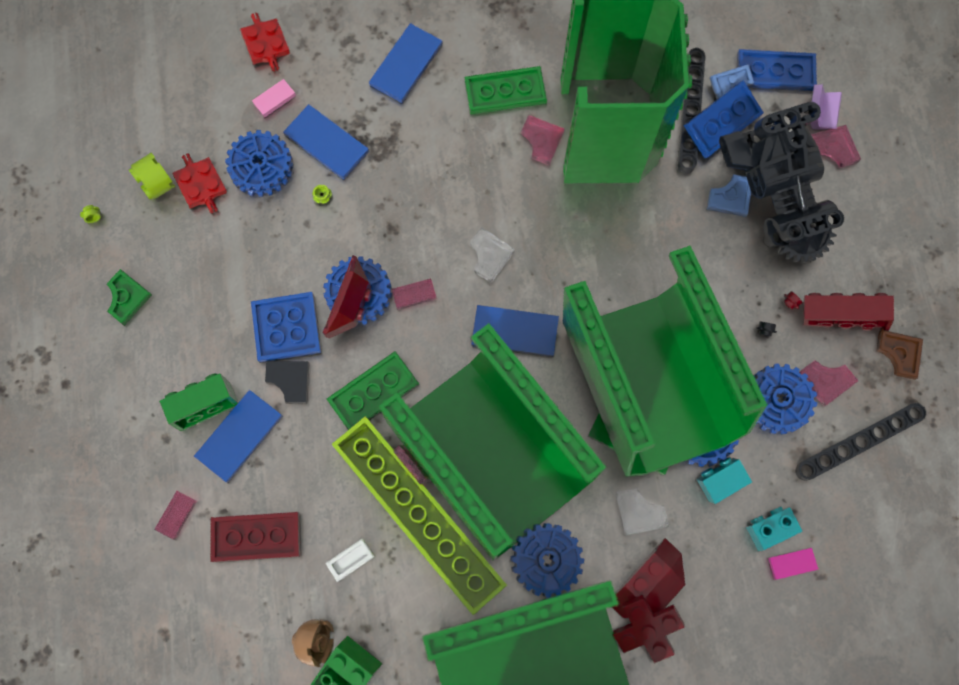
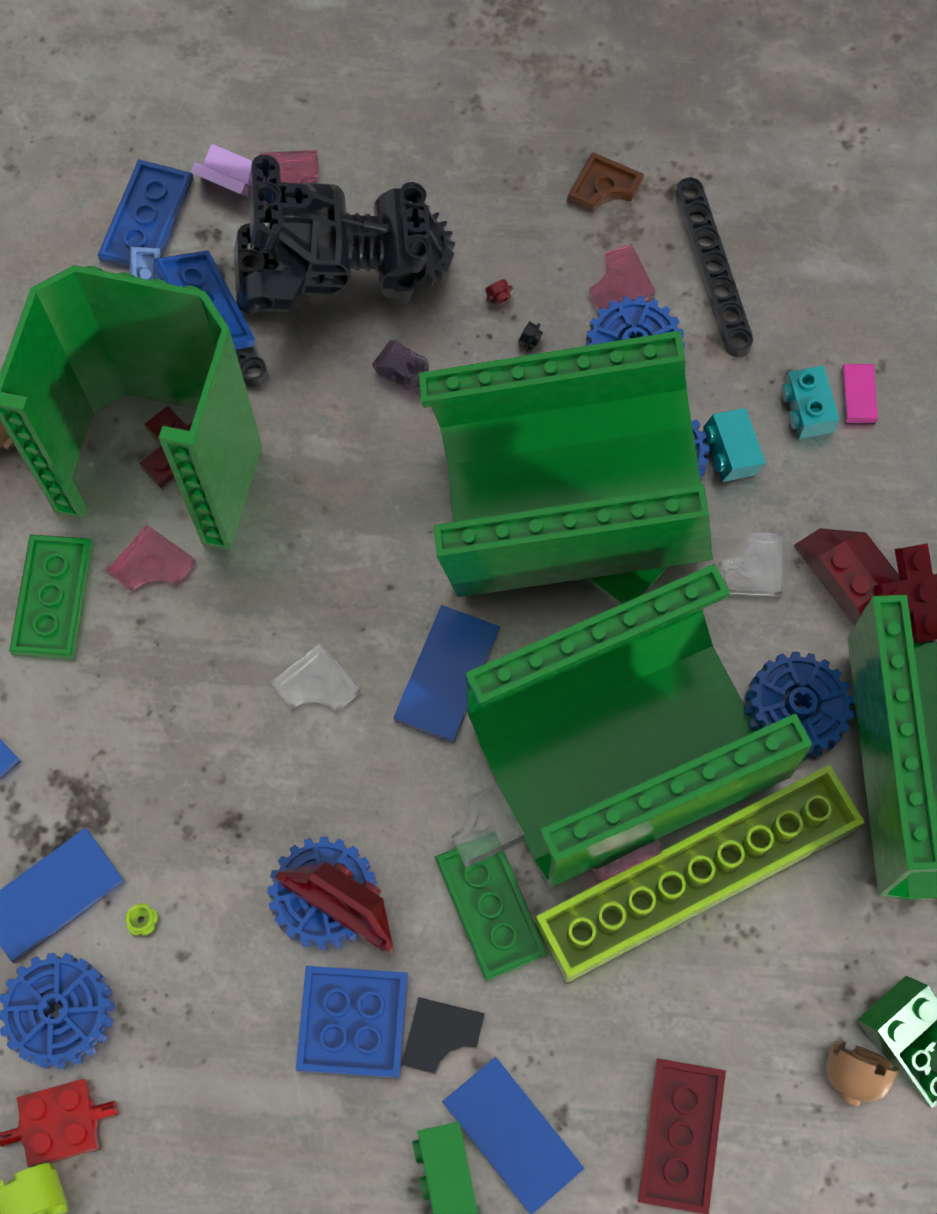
camera: 75 degrees left, 5 degrees down
(350, 560) = (743, 995): white tile -> none
(414, 294) = (349, 809): clear pink tile -> none
(419, 378) = (489, 827): none -> clear tile
(718, 251) = (401, 365): none -> clear purple piece
(732, 198) = (323, 325): medium blue tile -> none
(849, 310) = (534, 225): dark red wedge -> none

